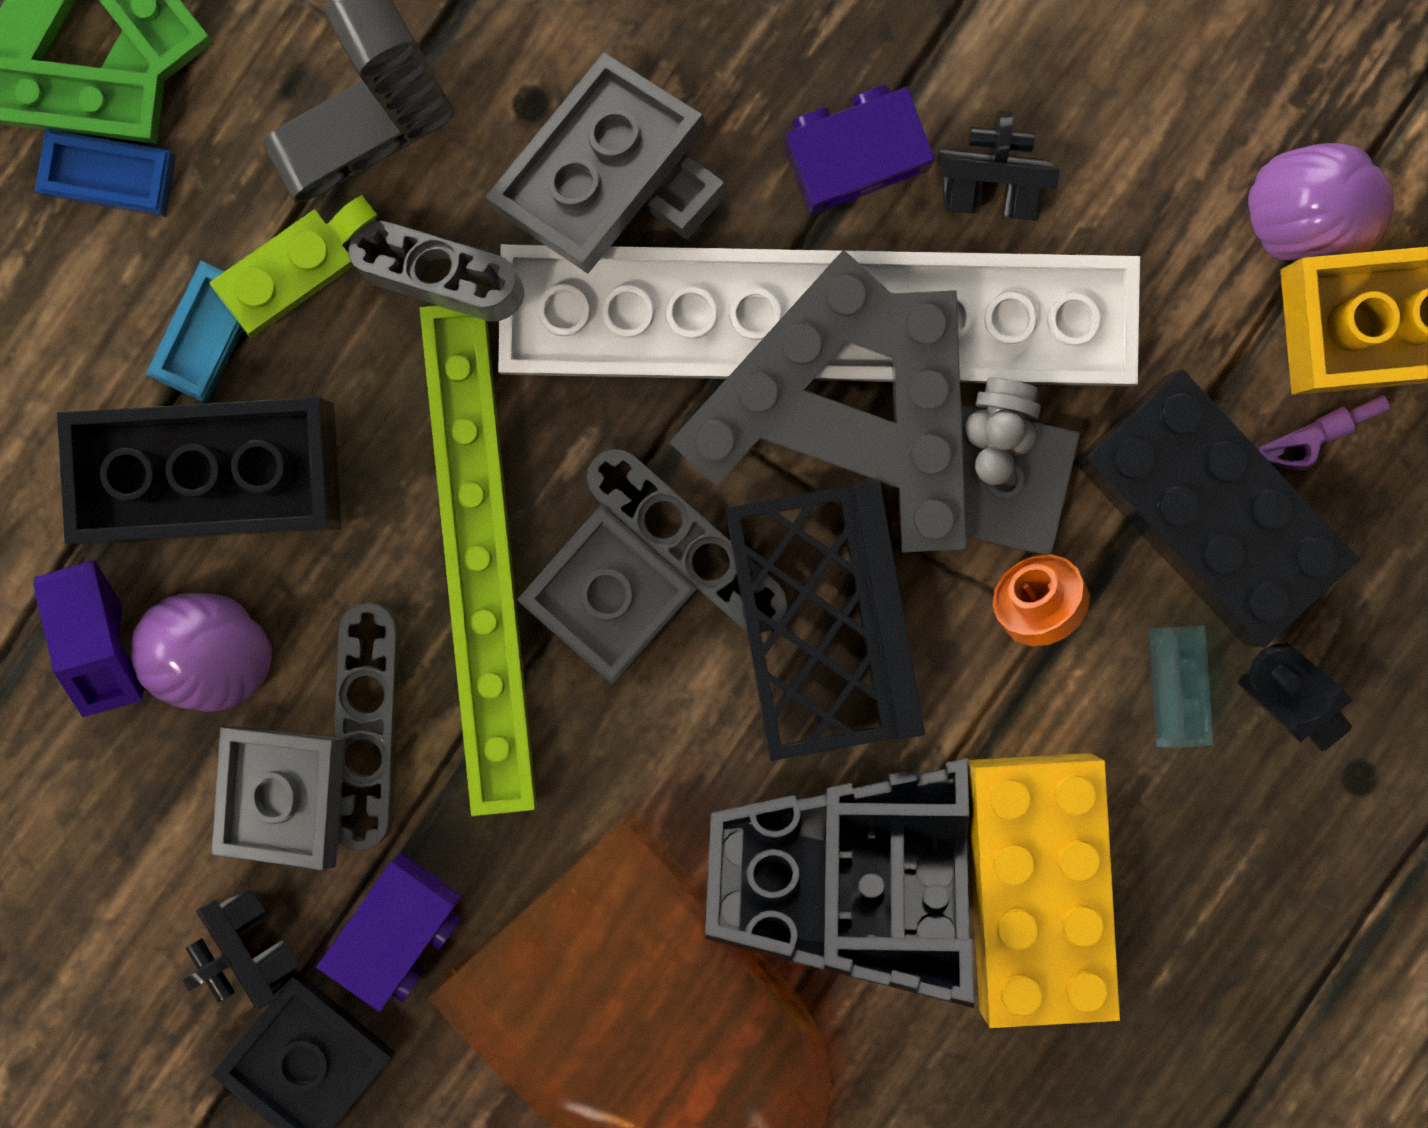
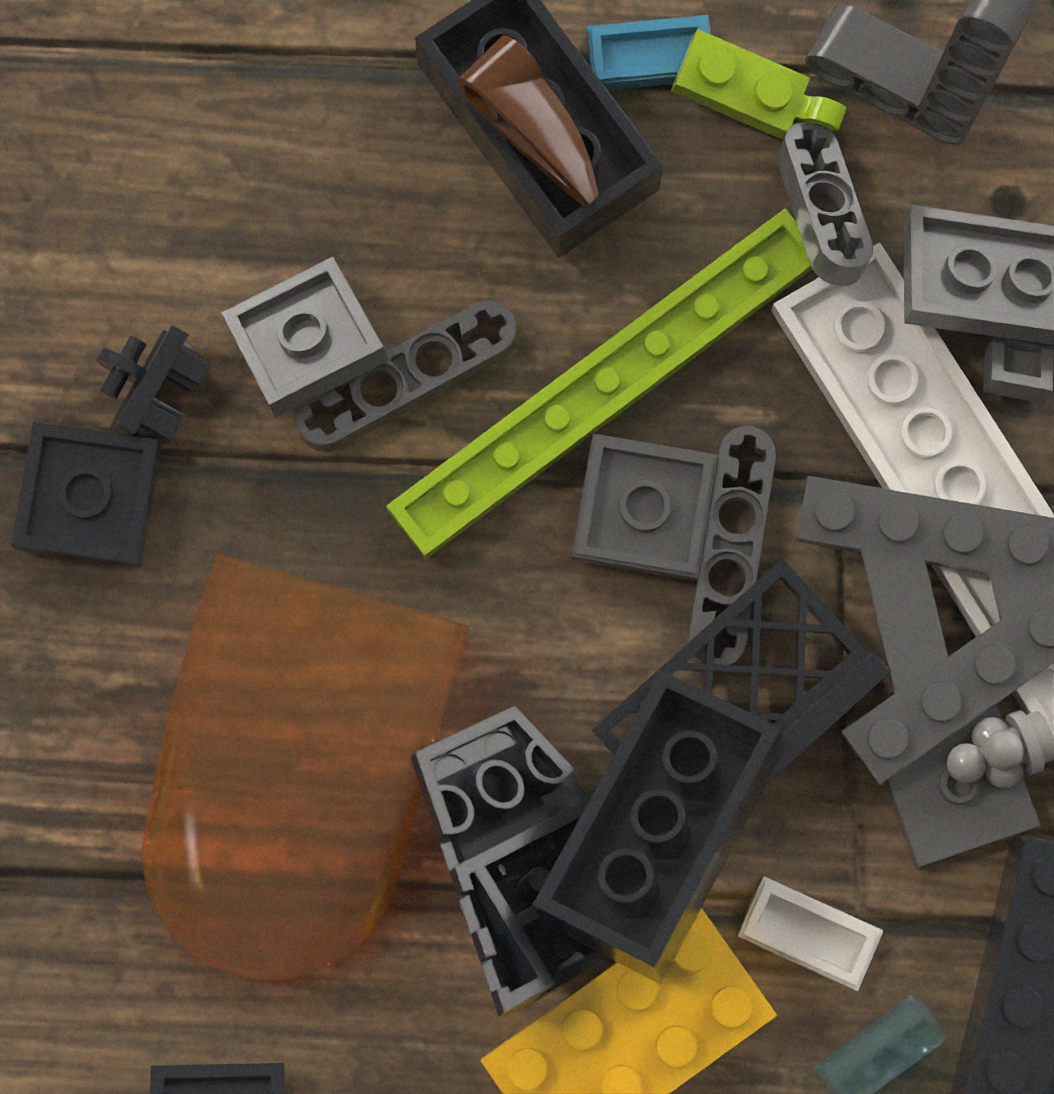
camera: 55 degrees right, 10 degrees down
(82, 638) = (342, 99): dark purple slope -> none
(193, 489) = (522, 107): none -> reddish brown piece
(200, 652) = (385, 204): medium lavender piece -> none
(390, 931) = (244, 500): dark purple brick -> none
(895, 769) = (660, 826): none -> black brick
(1041, 600) = (877, 879): orange plate -> none
(1046, 681) = (809, 933): none -> white tile

